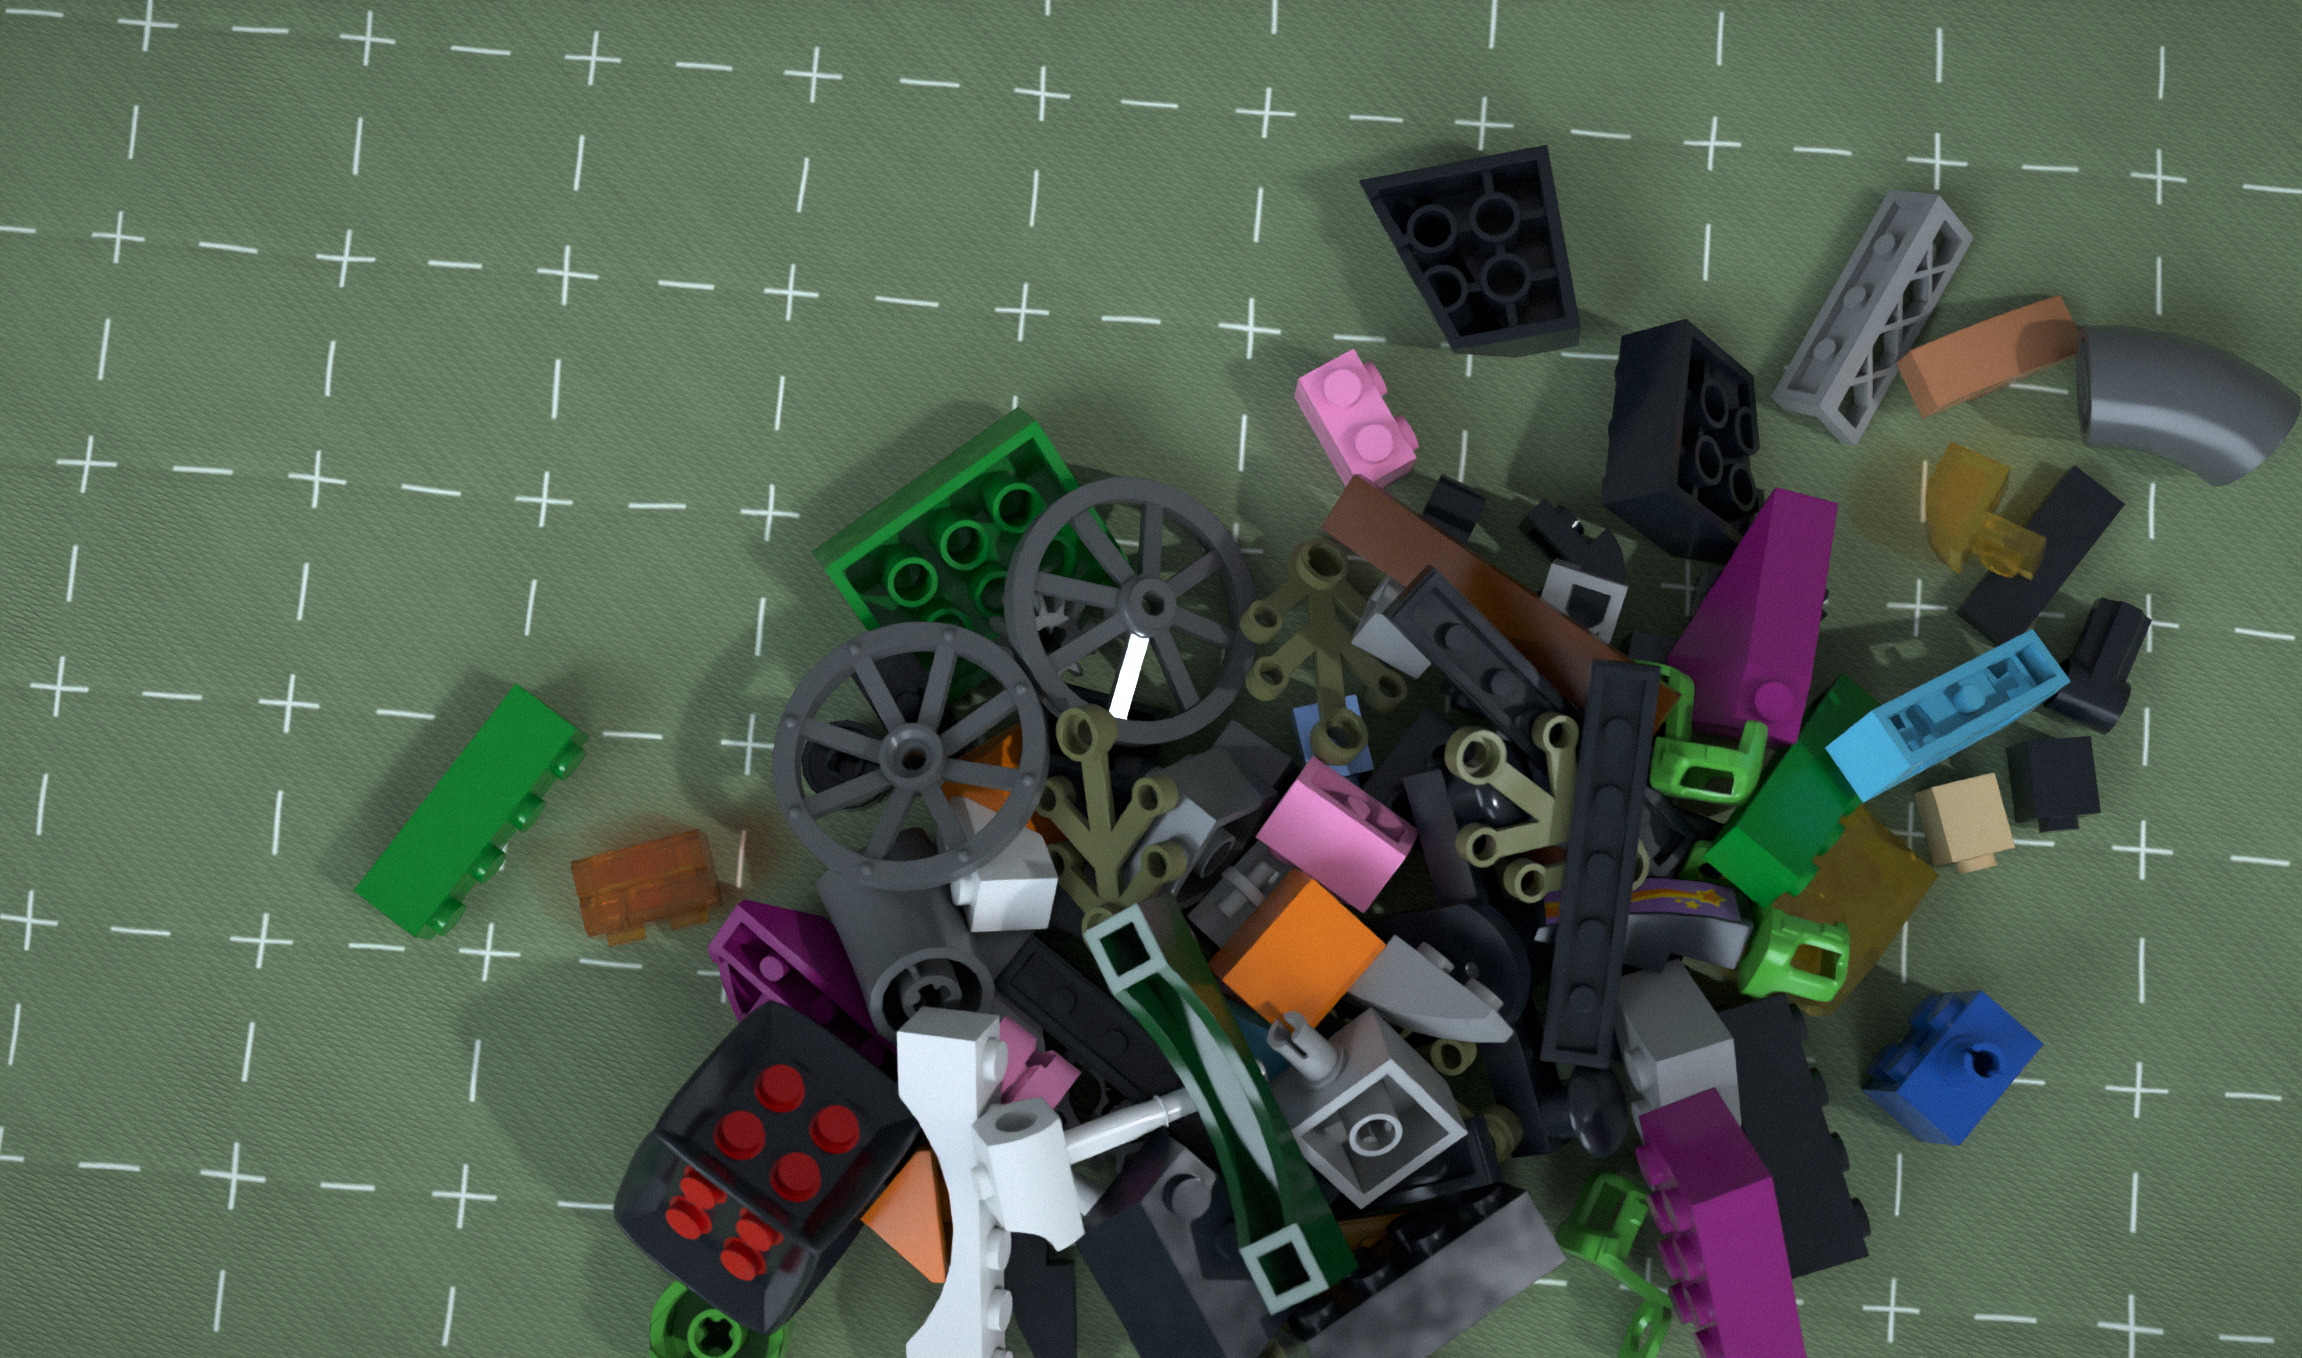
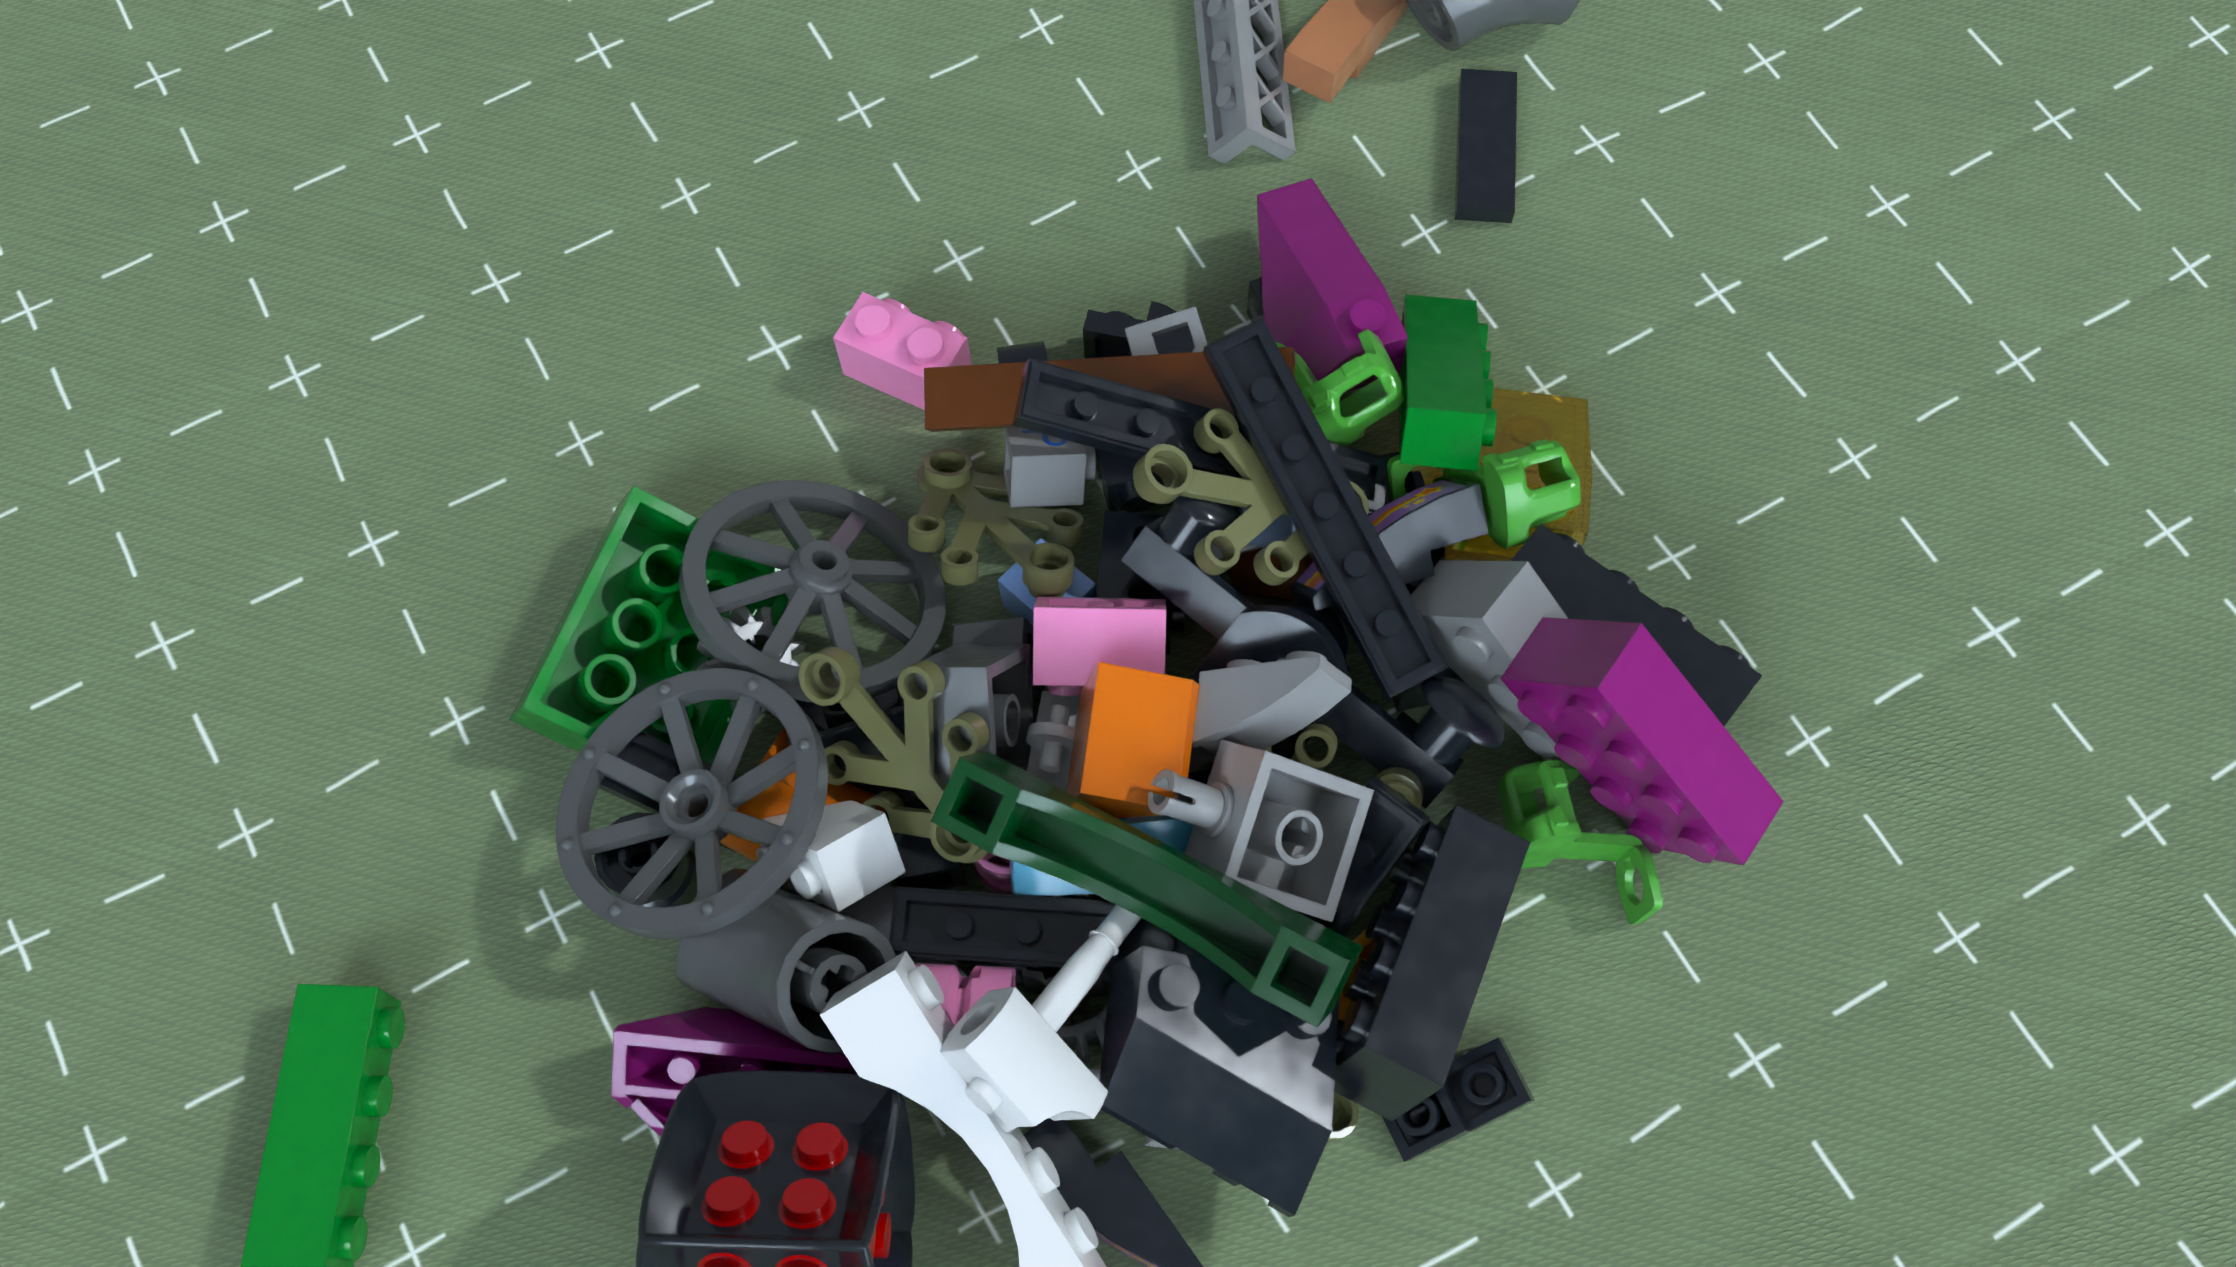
camera: 30 degrees left, 15 degrees down
(647, 887) = (527, 1089): clear orange brick -> none
(917, 1215) = (948, 1185): orange slope -> none
(1485, 250) = (922, 171): black wedge -> none
(1682, 443) = (1165, 217): black wedge -> none
(1946, 715) = (1512, 256): medium azure brick -> none
(1950, 1065) = (1706, 513): blue brick -> none
(1963, 521) = (1415, 145): clear yellow brick -> none
(1965, 823) = (1576, 345): tan brick -> none
(2053, 782) = (1617, 278): black brick -> none
(2101, 666) = (1587, 193): black piece -> none

